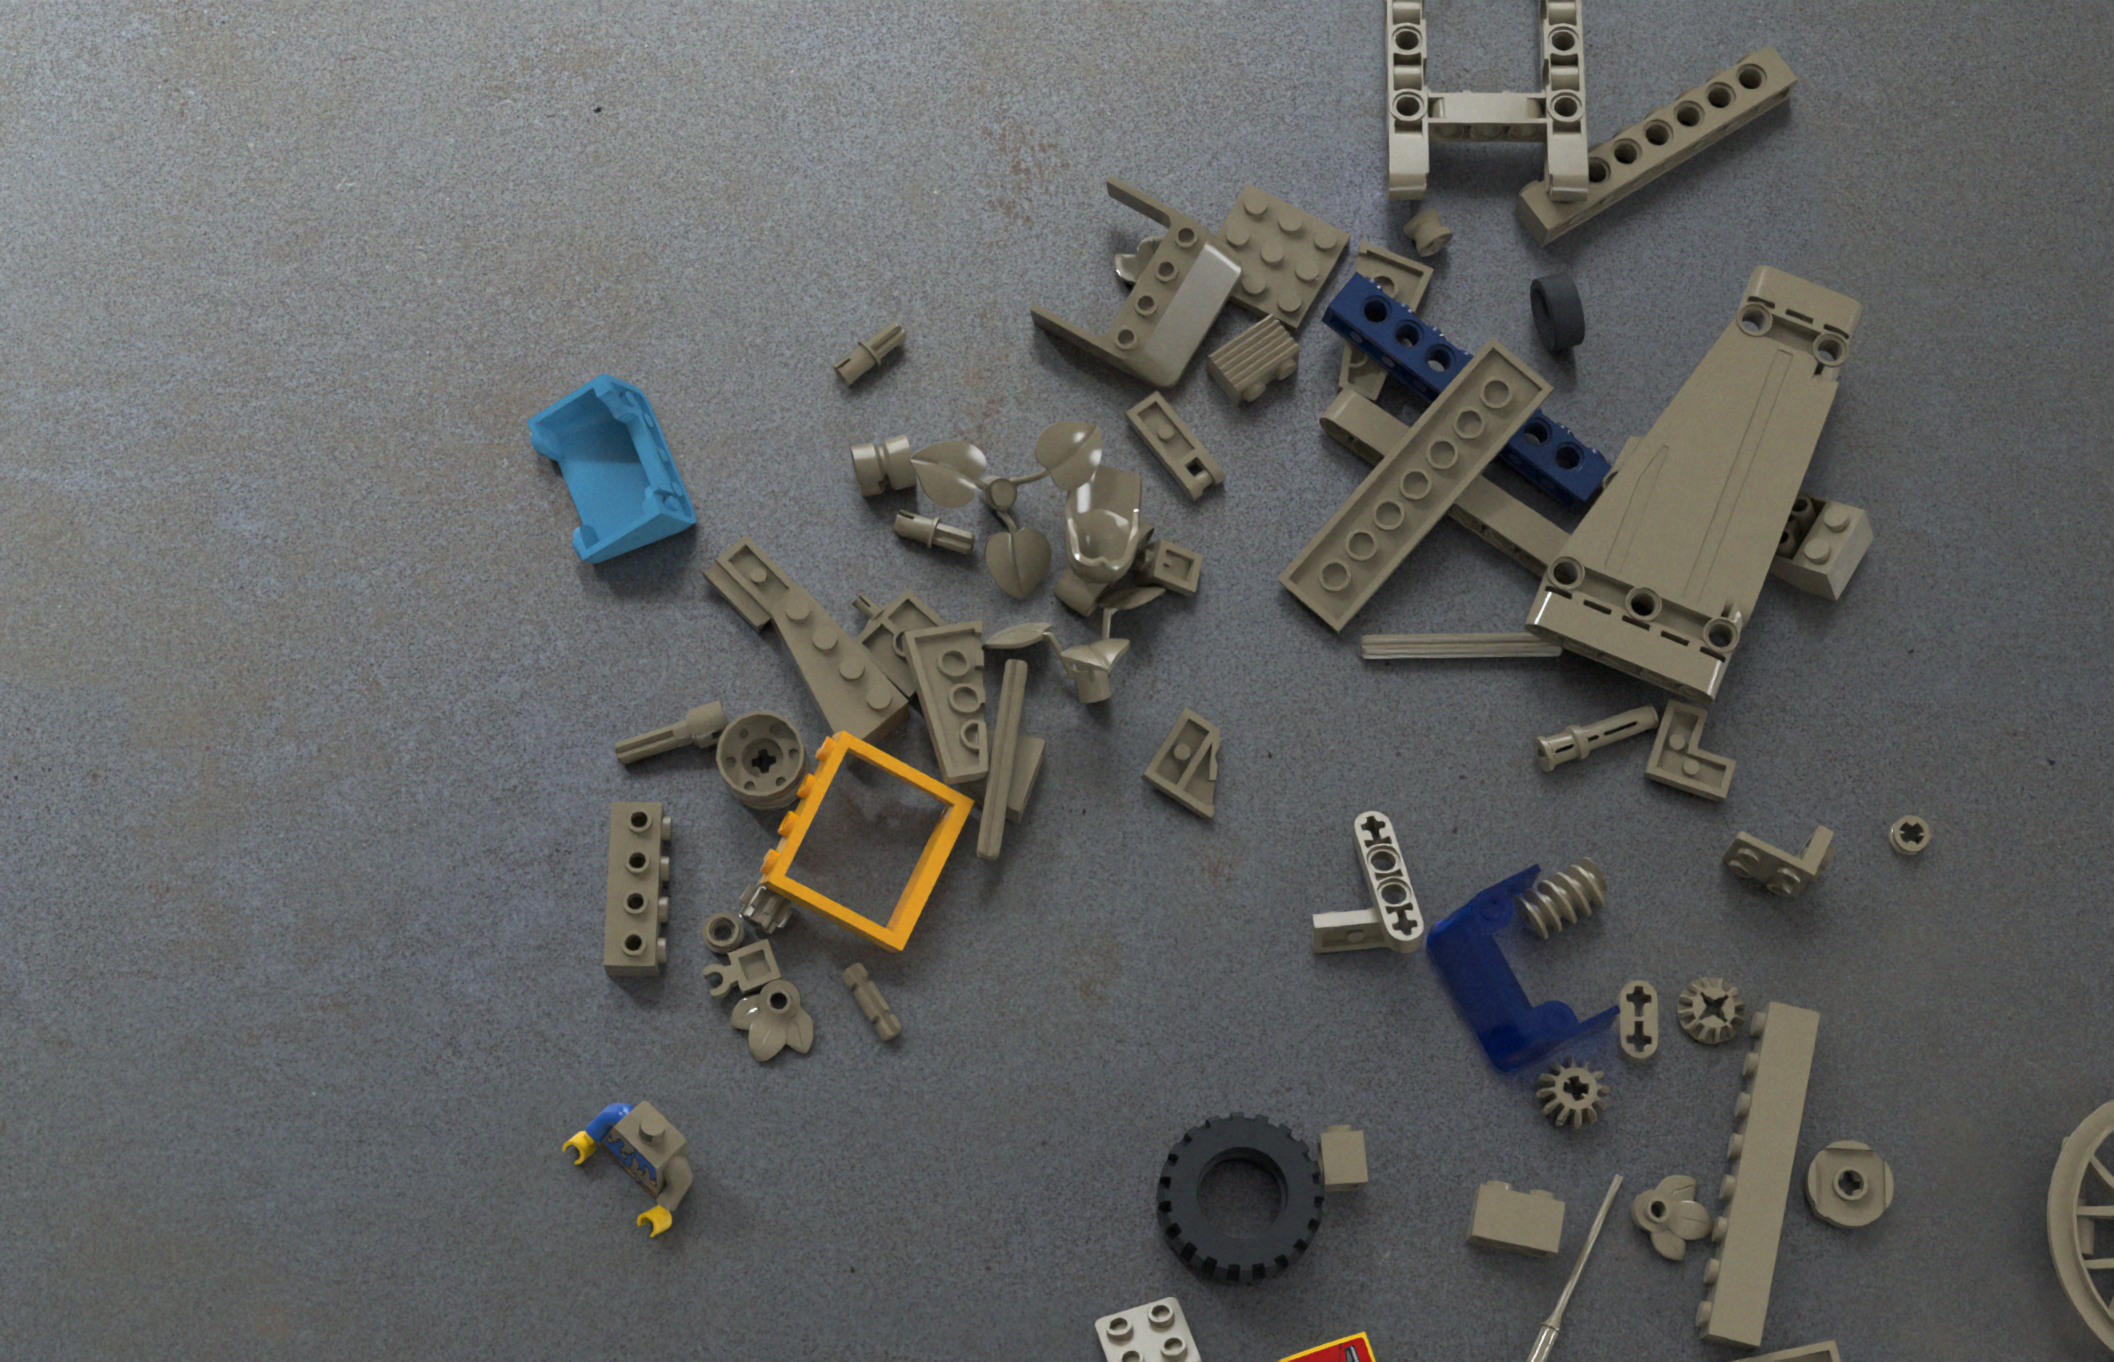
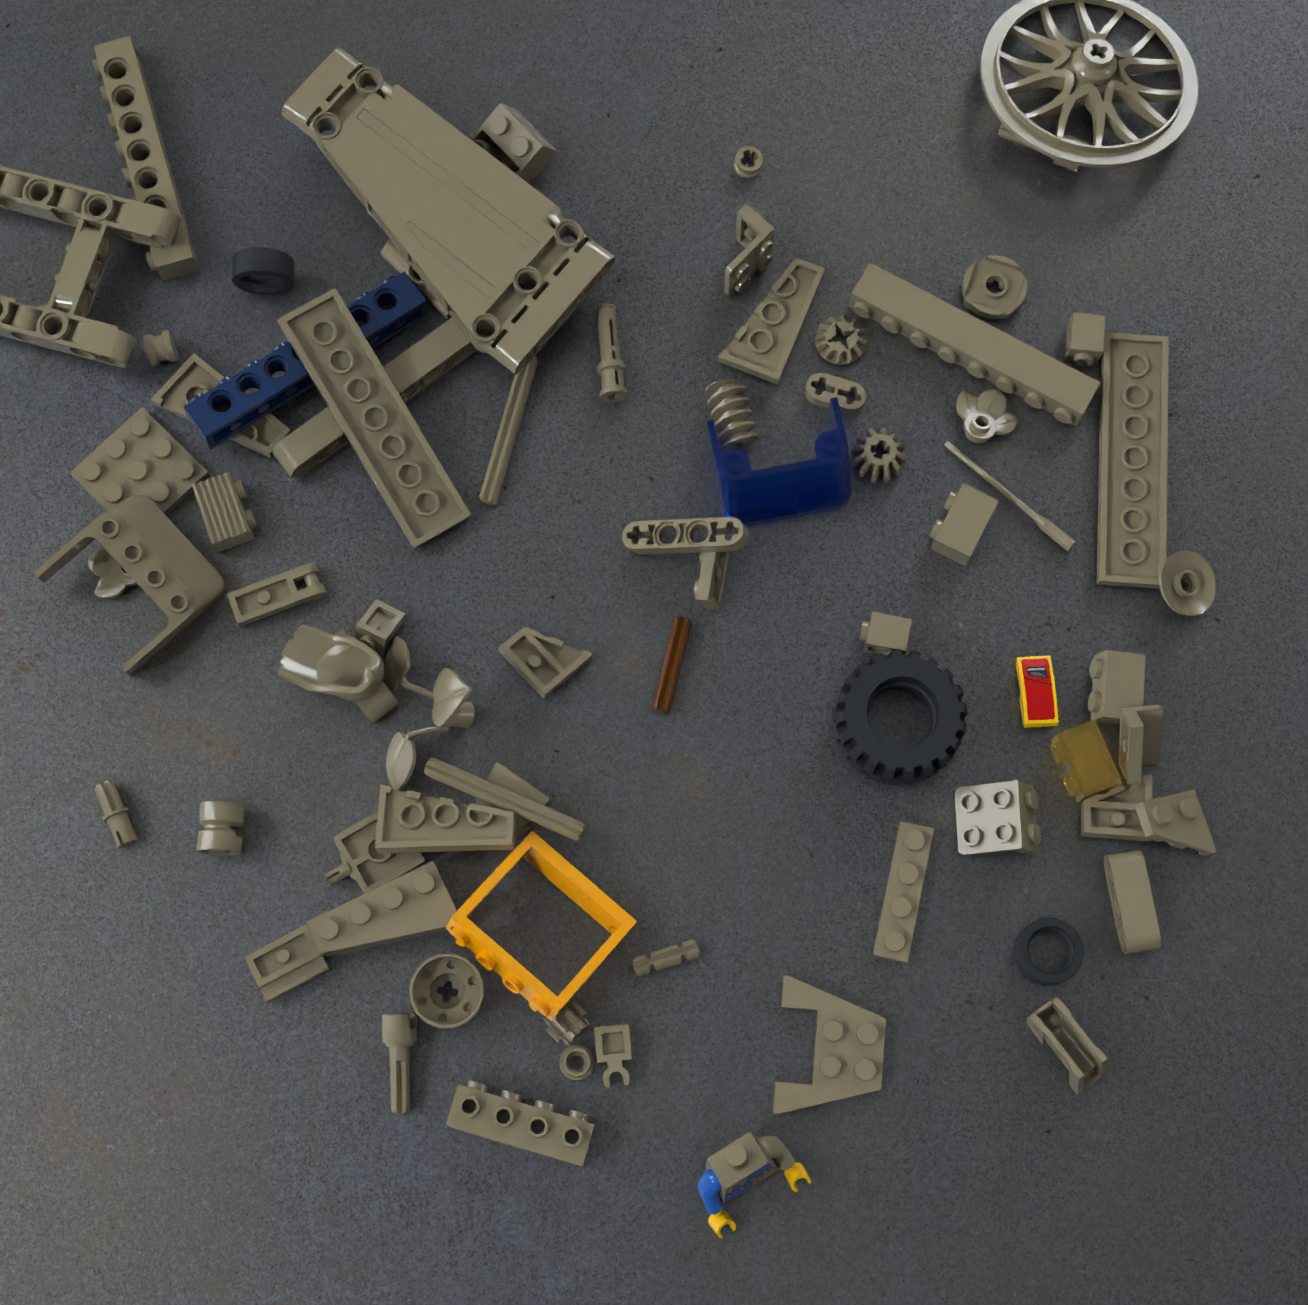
camera: 70 degrees left, 5 degrees up
(613, 468) = (150, 1053): dark azure windscreen -> none
(774, 1027) = (664, 1043): dark tan plate -> none
(819, 1241) = (845, 1049): none -> dark tan wing
(933, 532) = (289, 804): dark tan axle -> none
(953, 469) = (256, 764): dark tan plant -> none
(1028, 1263) = (903, 892): none -> dark tan plate
(1227, 914) = (671, 665): none -> reddish brown axle
(1679, 762) = (643, 301): dark tan plate -> none
(1692, 922) = (772, 330): none -> dark tan wing
(1817, 1317) = (1085, 339): none -> dark tan brick

